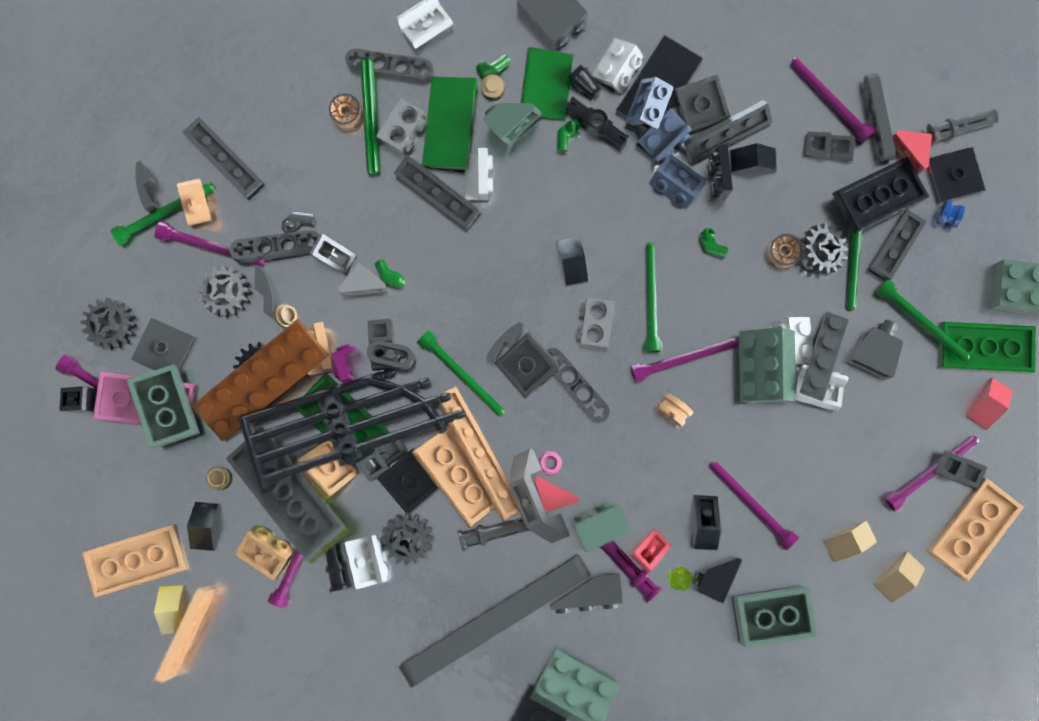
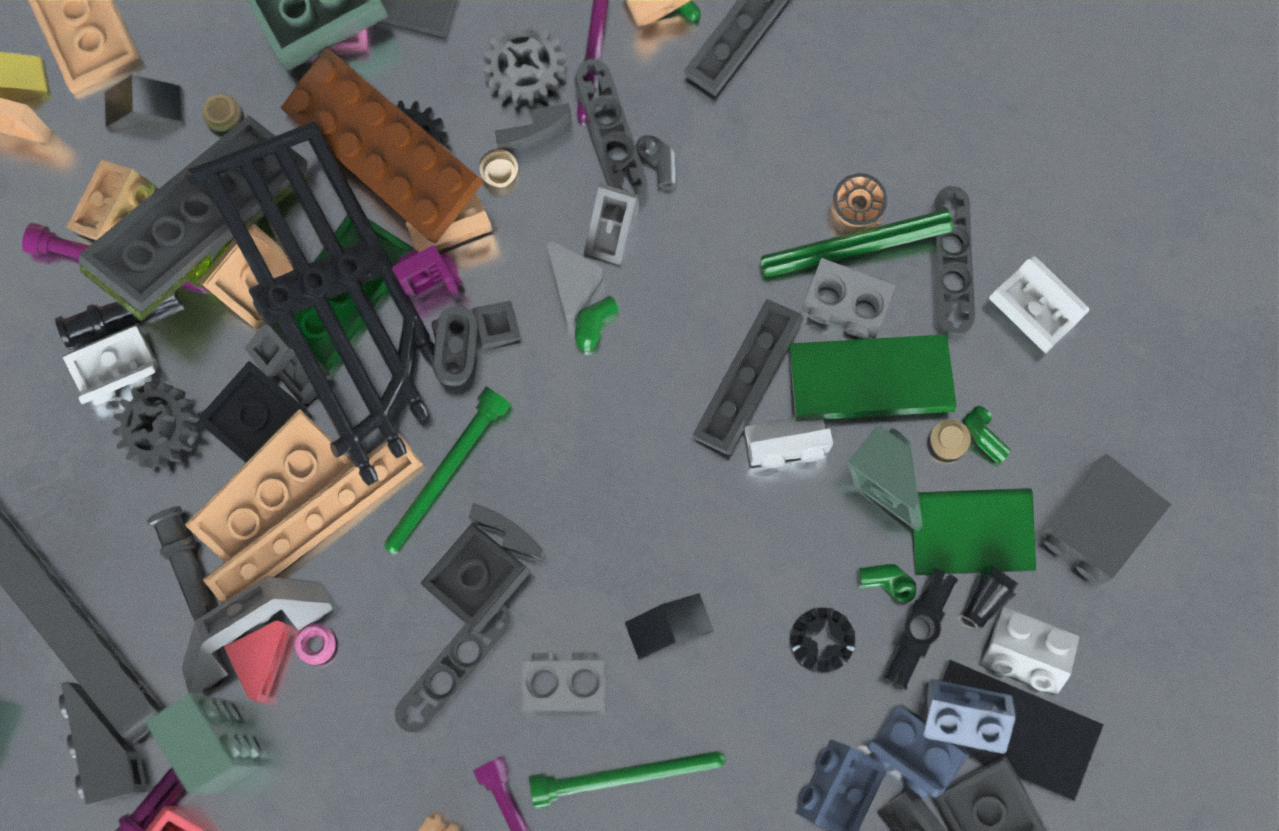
camera: 85 degrees right, 5 degrees down
(598, 186) = (806, 649): none -> black gear

